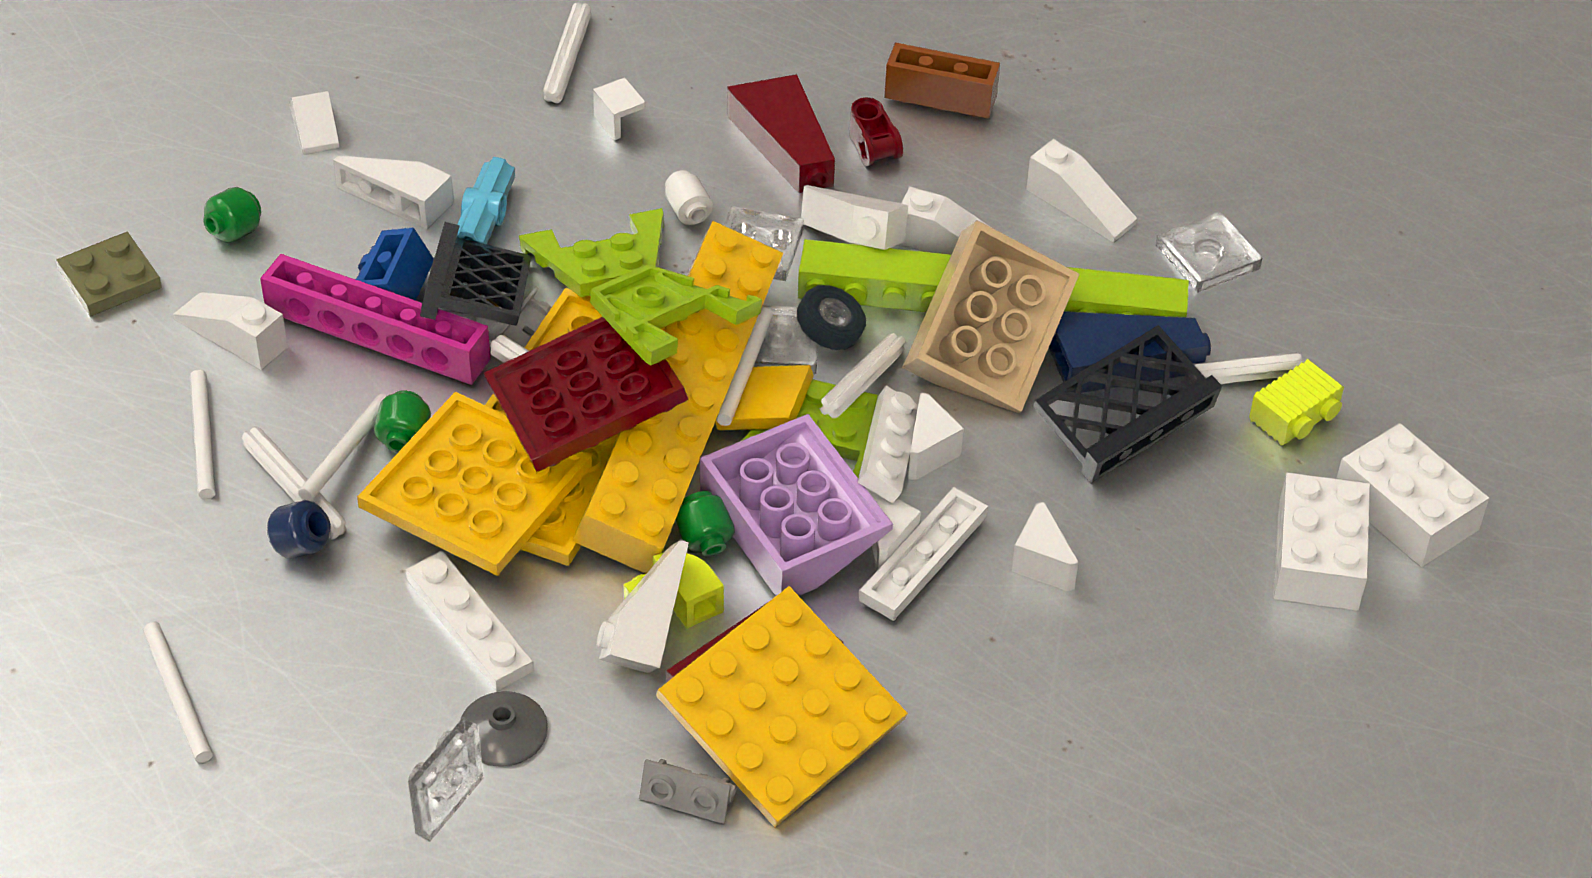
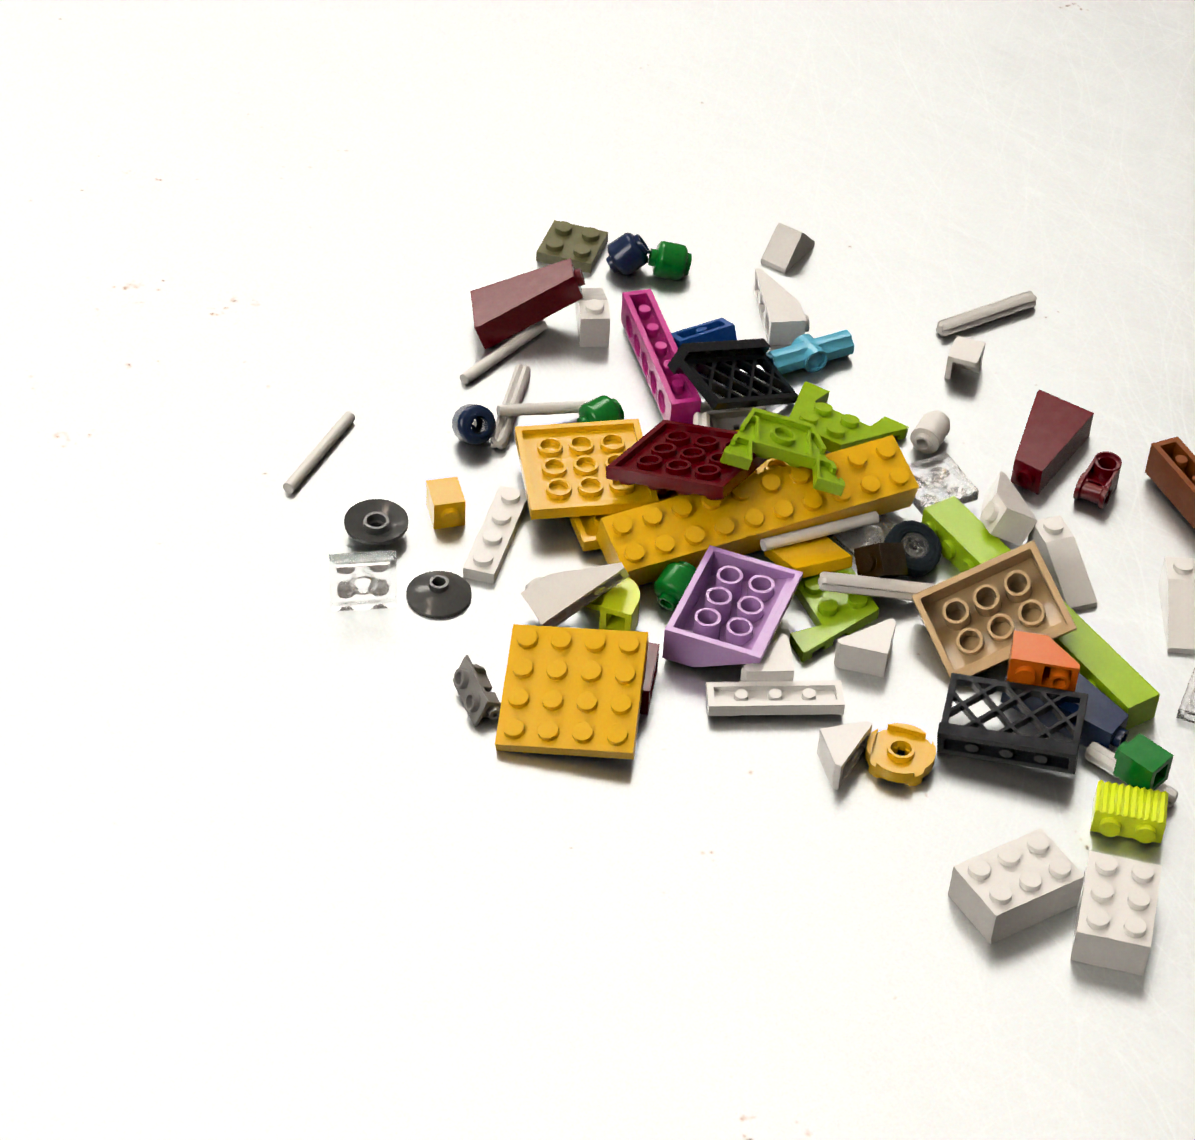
camera: 50 degrees right, 5 degrees down
(168, 364) = (524, 300): none -> slope
(185, 238) = (627, 253): none -> dark blue head
(347, 698) = (376, 521): none -> dark grey dish
(387, 631) = (445, 502): none -> yellow brick
(835, 350) = (881, 560): none -> dark brown brick
(889, 444) = (825, 627): white plate -> none
(1083, 528) = (906, 769): none -> yellow plate
(1091, 329) = (1041, 662): none -> orange slope
(1263, 350) = (1142, 763): none -> green brick

